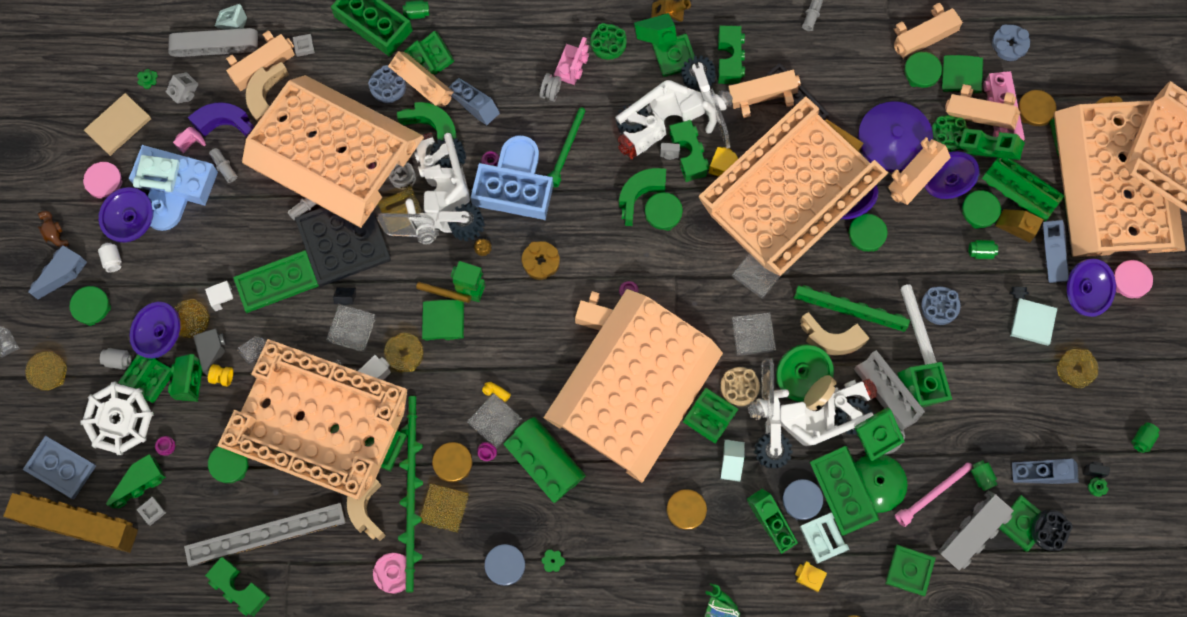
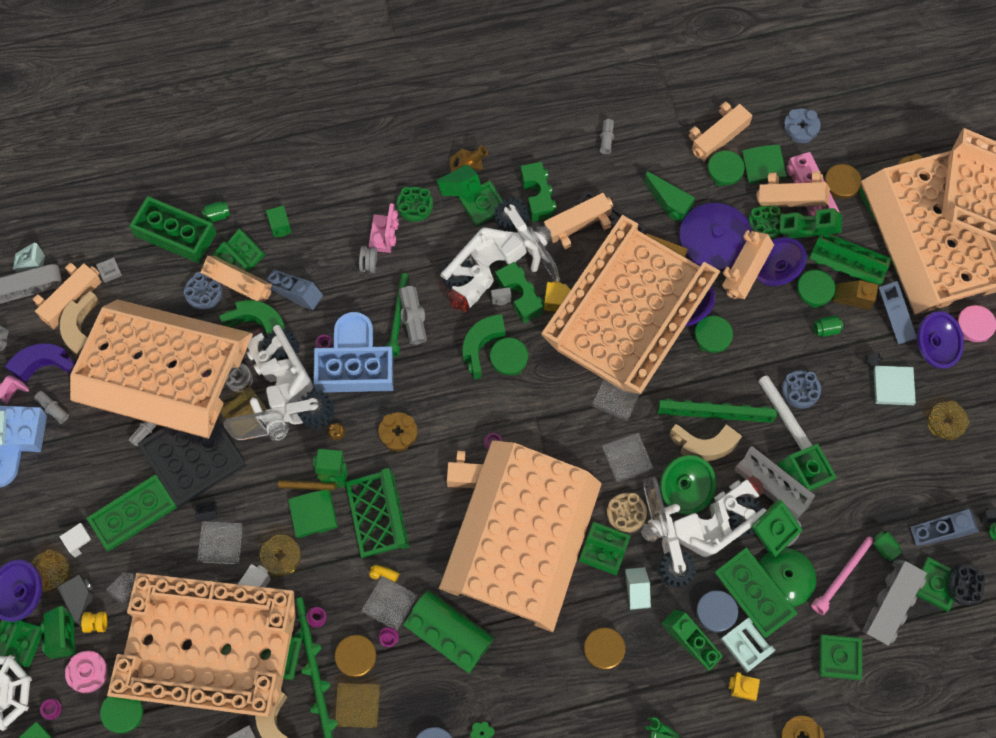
camera: 15 degrees left, 5 degrees down
(204, 419) = (86, 671): none -> bright pink tile
(429, 416) = (320, 613): none -> magenta plate
(473, 31) = (279, 221): none -> green brick
(519, 333) = (394, 513): none -> green fence
(580, 150) = (412, 315): none -> light grey piece
(820, 392) = (708, 500): tan tile -> none
(861, 91) = (670, 198): none -> green slope

